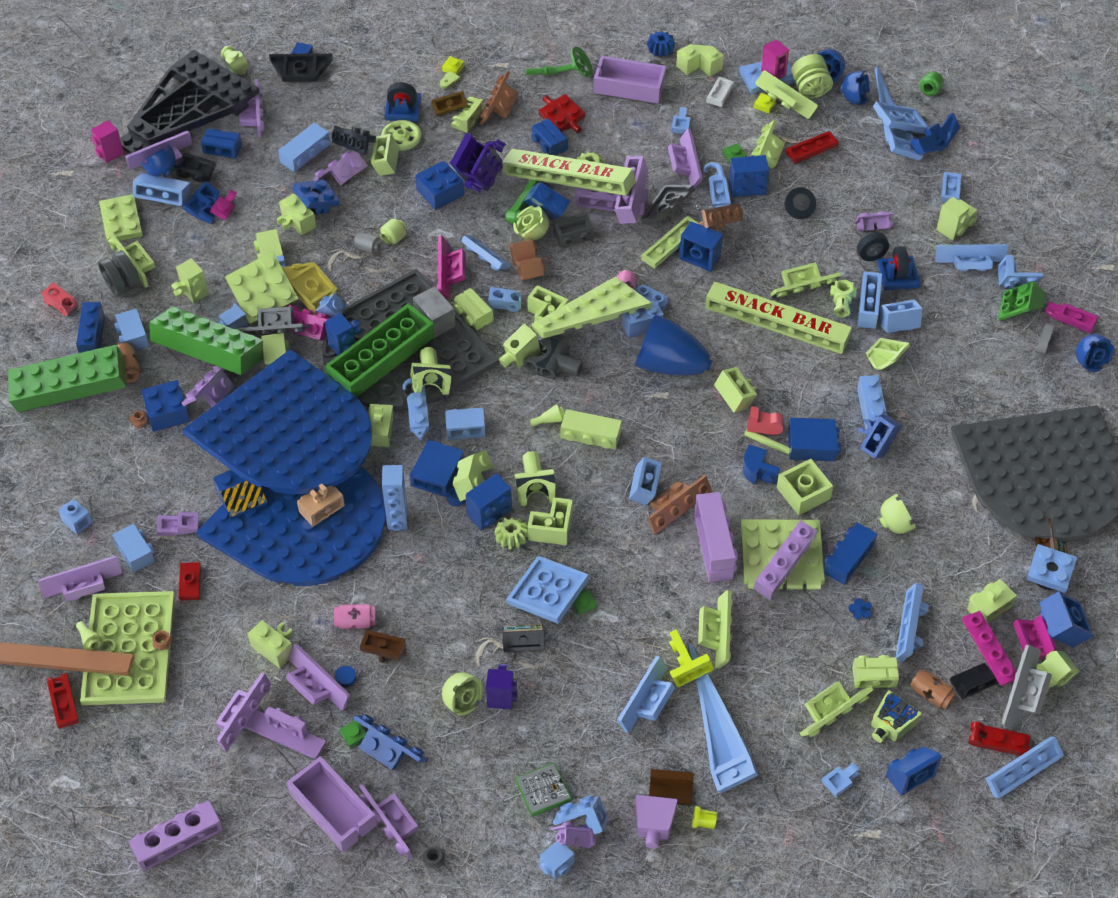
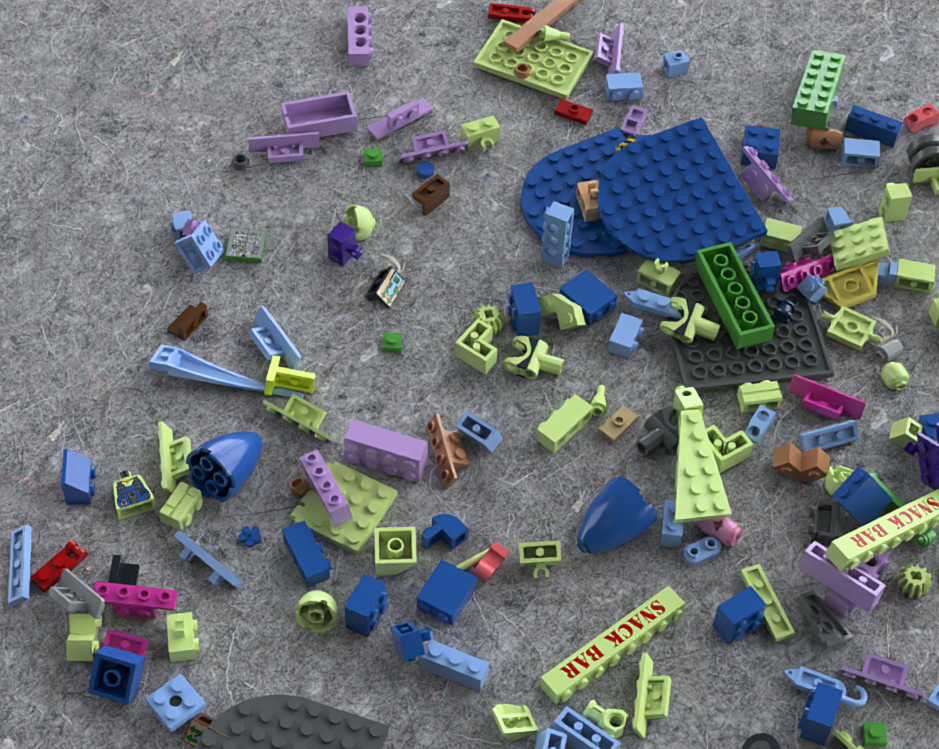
camera: 115 degrees right, 0 degrees up
(206, 340) = (814, 186): bright green brick -> none
(240, 710) = (431, 95): lavender bracket -> none
(344, 613) = (473, 190): bright pink piece -> none
(356, 274) = (851, 328): none -> yellowish green plate
(373, 315) = (783, 311): none -> dark blue brick
(385, 746) = (349, 170): bracket -> none
(436, 309) = (761, 352): flat silver piece -> none
(453, 204) = (905, 431): none -> yellowish green brick
(548, 589) = (415, 317): light blue plate -> none
(562, 396) = (618, 424): none -> tan plate
(654, 818) = (170, 295): lavender torso -> none
(703, 818) = (147, 326): neon yellow bush -> none
(718, 217) = (767, 649): nougat bracket -> none
(784, 593) = (299, 486): none -> nougat plate
(810, 651) = (224, 463): none -> blue cylinder
(839, 781) = (110, 429): light blue plate -> none
(871, 480) = (366, 605): none -> blue brick
(942, 693) = (143, 531): nougat piece -> none

